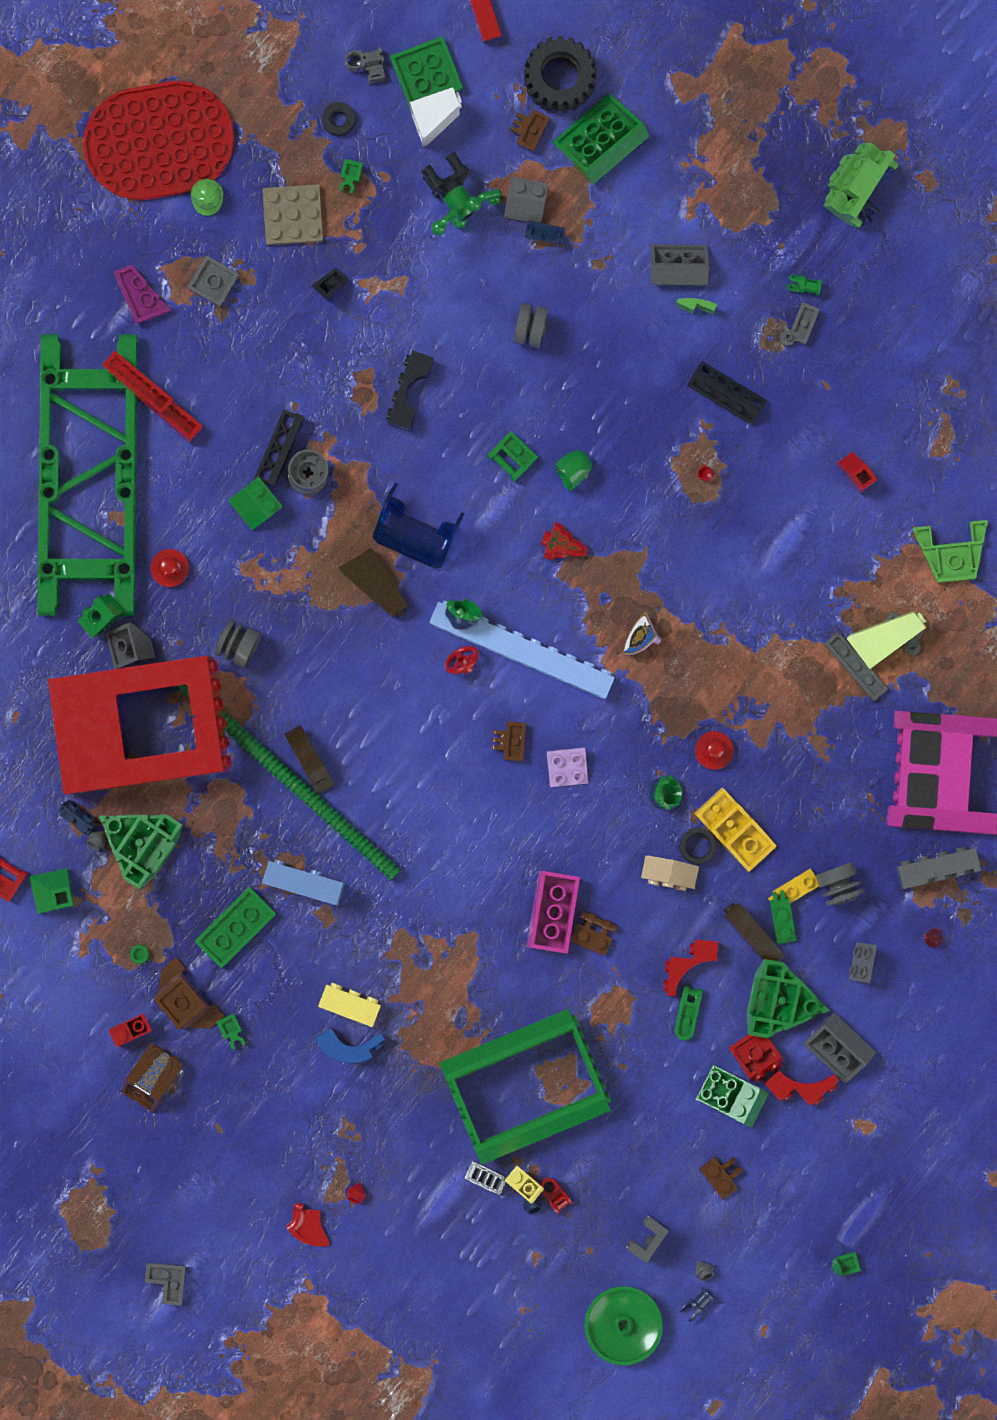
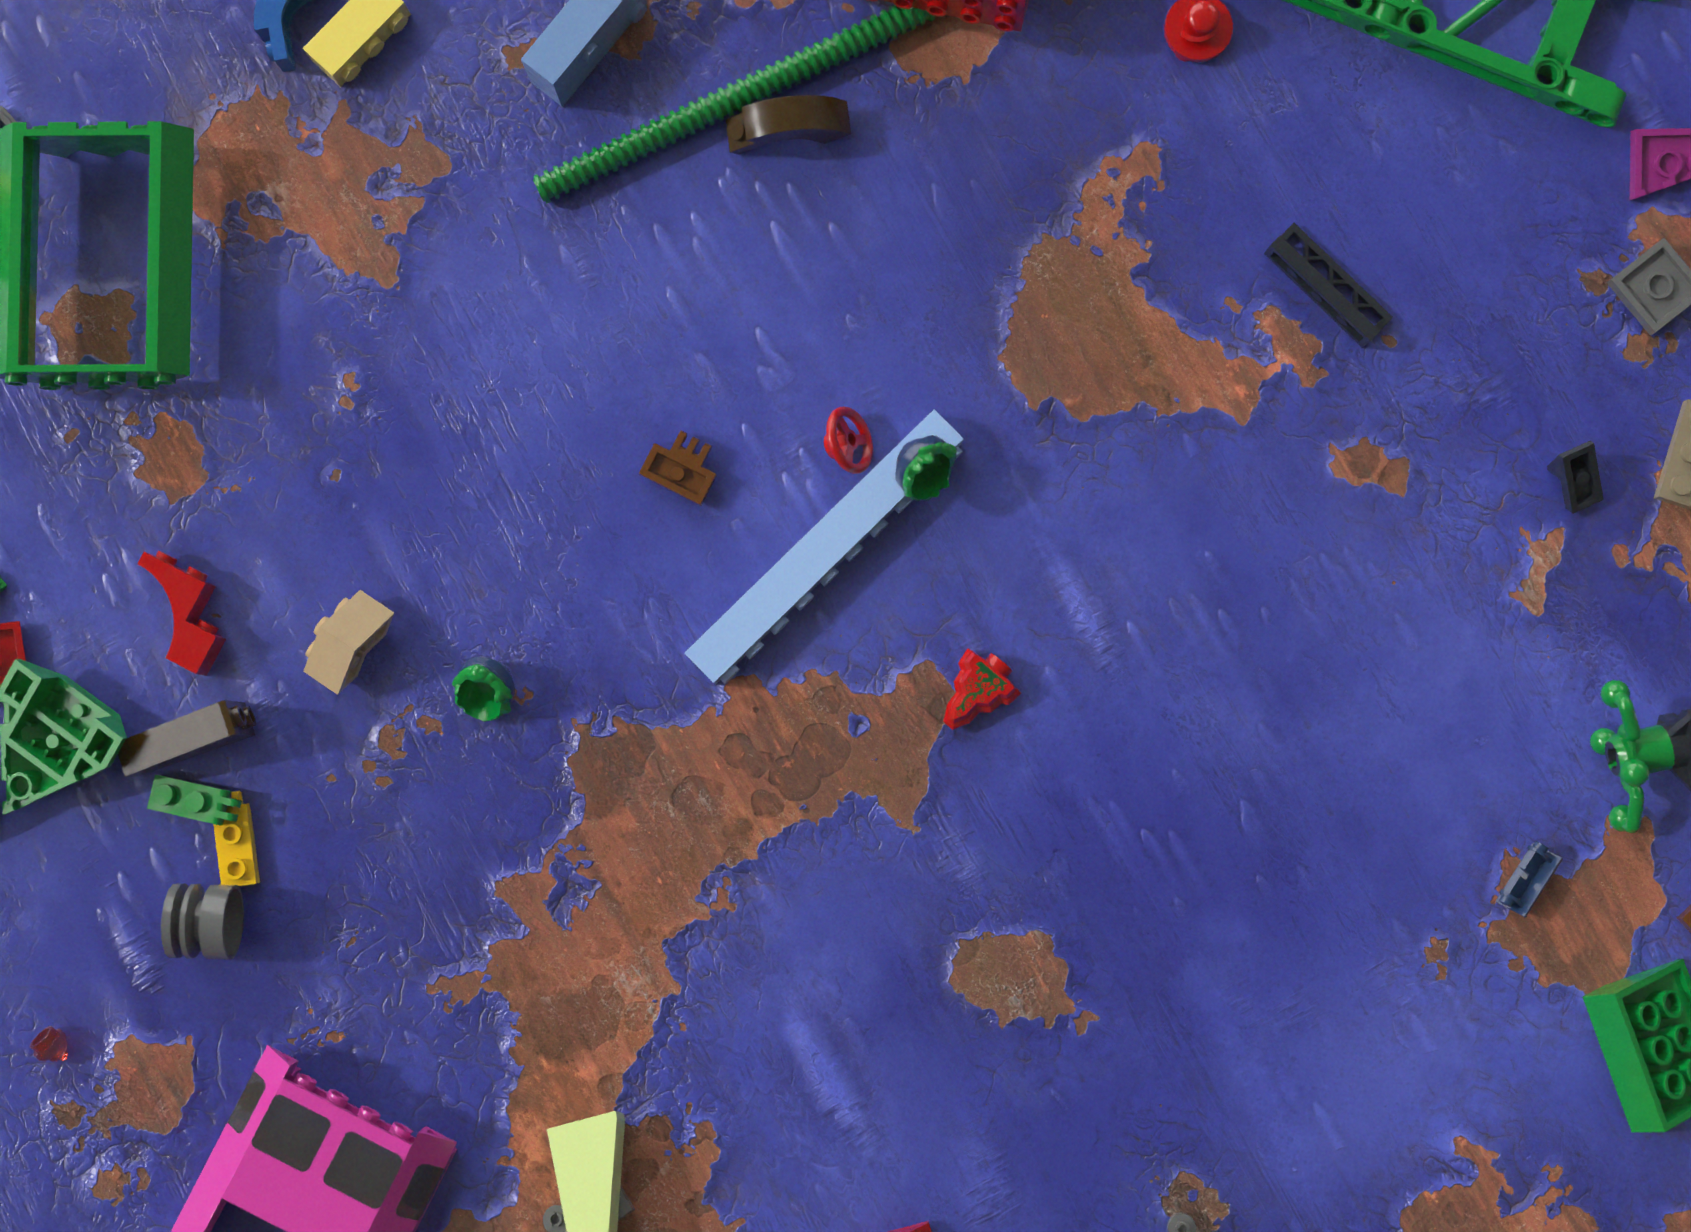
camera: 115 degrees right, 0 degrees up
(153, 397) = (1500, 104): red slope -> none
(237, 643) = (1027, 81): dark grey wheel -> none
(255, 503) = (1253, 207): green slope -> none
(308, 461) = (1289, 309): dark grey wheel -> none
(373, 580) = (1042, 350): dark brown slope -> none
(412, 536) = (1095, 442): clear blue windscreen -> none
(417, 368) = (1375, 565): black arch -> none
(517, 452) = (1166, 677): green plate -> none
(525, 200) = (1599, 870): dark grey slope -> none
(531, 325) = (1378, 787): dark grey wheel -> none
(553, 912) = (365, 420): dark pink brick -> none
(567, 767) = (598, 544): lavender hinge -> none
(573, 468) = (1100, 761): green piece -> none
(592, 939) = (298, 468): reddish brown plate -> none
(640, 636) = (766, 757): shield -> none
(679, 264) = (1383, 1090): dark grey slope -> none
(687, 1013) = (105, 576): green plate -> none
(690, 304) = (1307, 1080): bright green slope -> none
(694, 860) = (349, 698): black tyre -> none
(705, 473) = (1001, 984): red hinge -> none
(714, 750) = (524, 802): red plate -> none
(725, 394) = (1124, 1076): black fence -> none
(735, 829) = (375, 783): yellow slope -> none
(855, 666) = (565, 1106): dark grey tile -> none
(862, 962) = (55, 906): dark grey hinge -> none
(938, 868) = (159, 1105): dark grey wedge -> none

